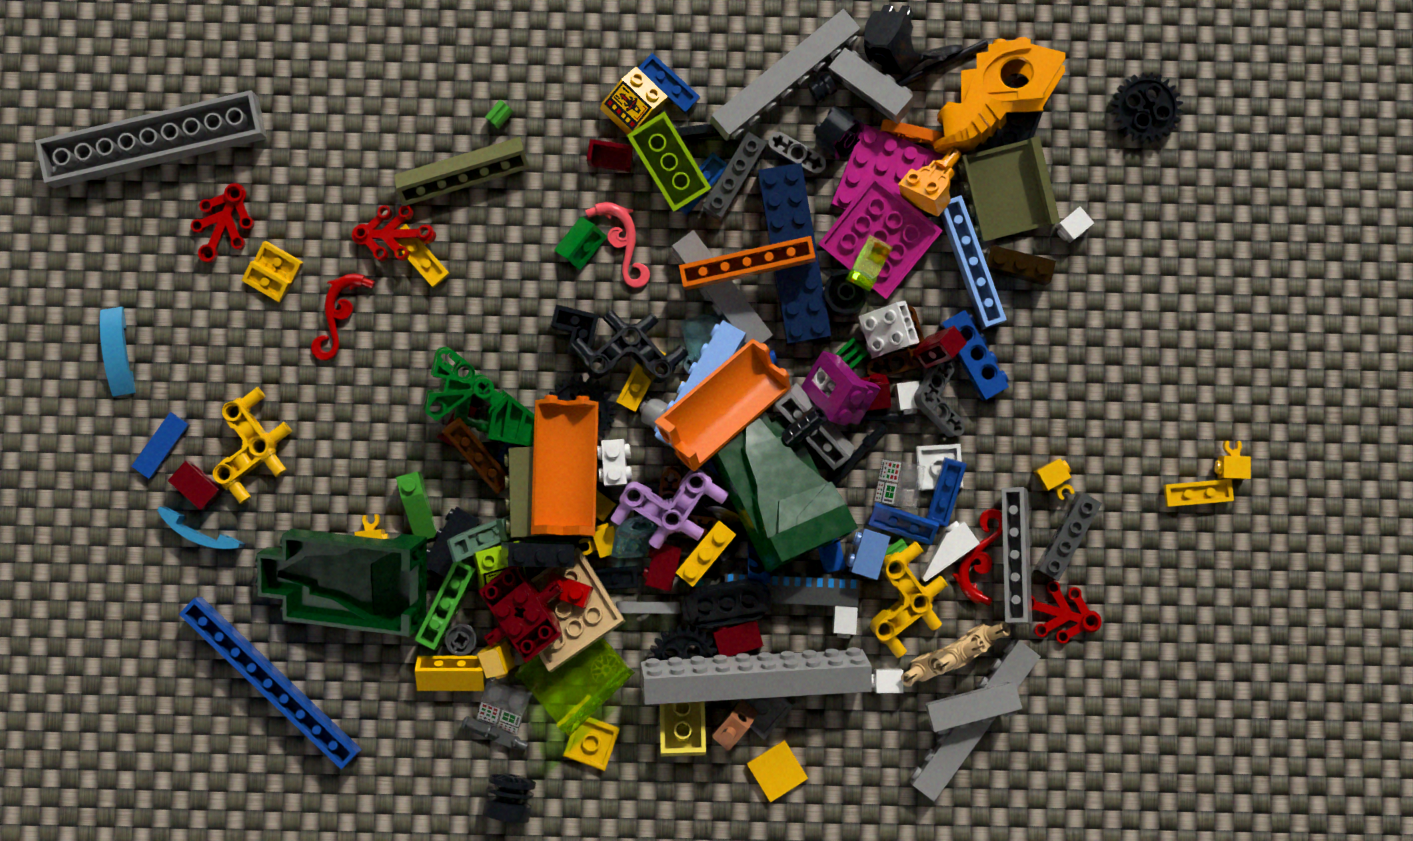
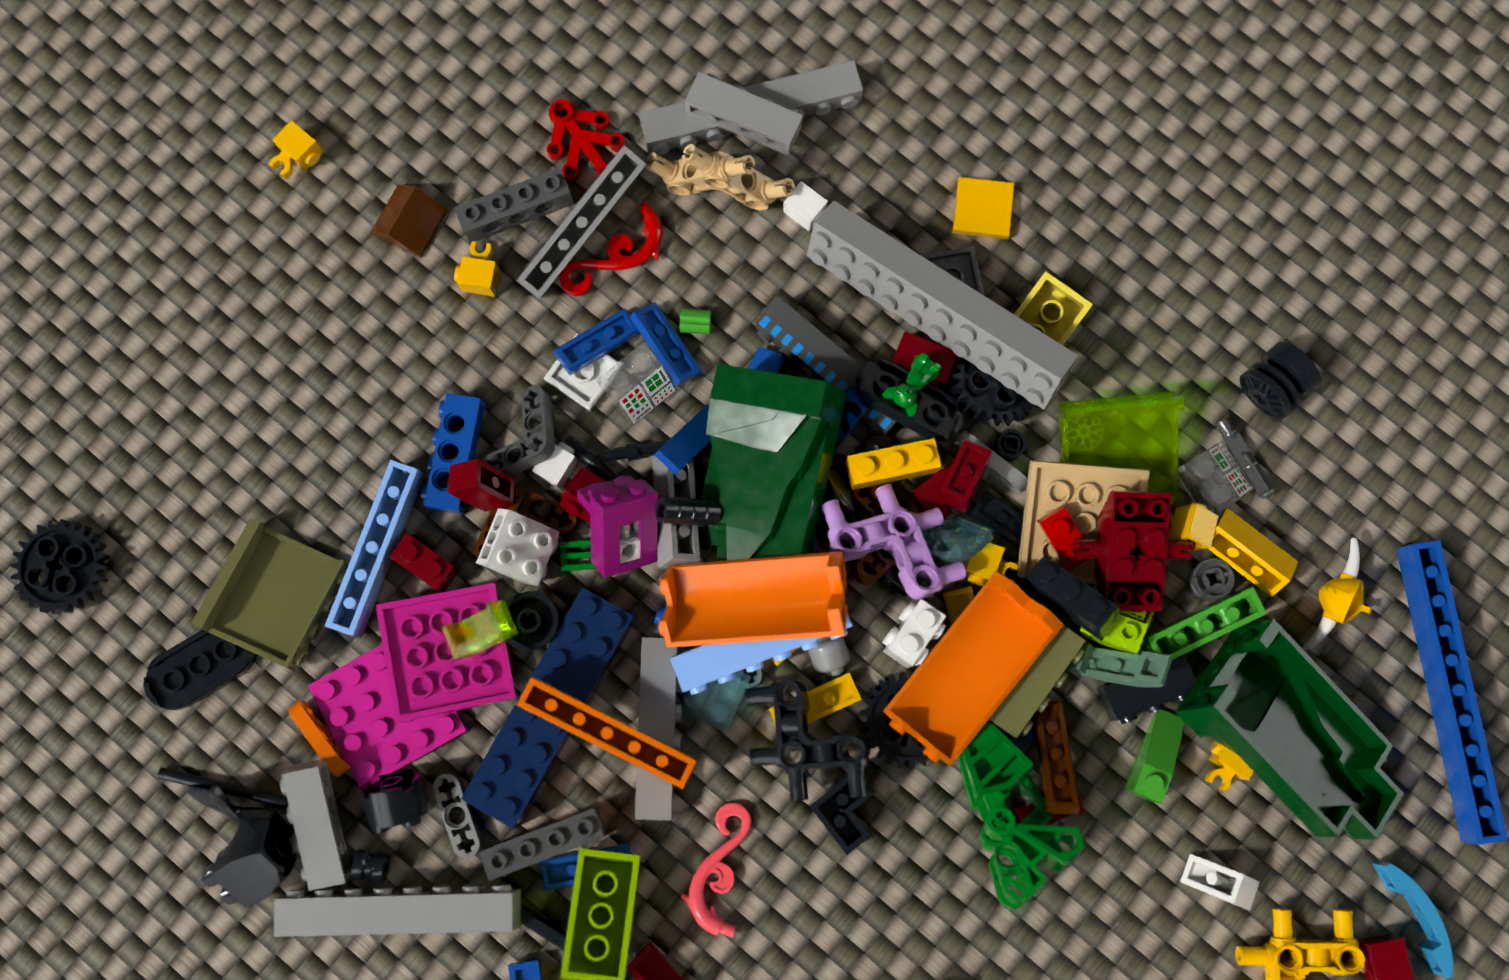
camera: 140 degrees left, 5 degrees down
(328, 460) = (1220, 881): none -> white slope
(374, 689) = (1341, 598): none -> yellow helmet
(580, 243) = (765, 905): green panel -> none
(592, 743) = (1149, 371): yellow tile -> none
(646, 623) = (1006, 448): none -> black wheel
(657, 581) = (964, 475): none -> dark red panel
(731, 617) = (905, 394): none -> green animal
(731, 727) = (1004, 274): nougat torso -> none
(839, 468) = (685, 443): none -> blue tile
(844, 621) = (803, 293): white brick -> none
(868, 553) = (726, 337): medium blue brick -> none
(904, 611) = (732, 258): yellow pin -> none
(930, 185) = (347, 663): light orange brick -> none
(936, 277) = (424, 563): none -> dark red brick
(952, 546) = (636, 284): white slope -> none
(988, 99) = (207, 707): light orange animal -> none
(1019, 265) = (329, 507): dark brown brick -> none
(1074, 225) = (239, 505): white brick -> none
(1125, 476) = (409, 219): none -> reddish brown slope
(1198, 492) = (353, 149): yellow plate -> none

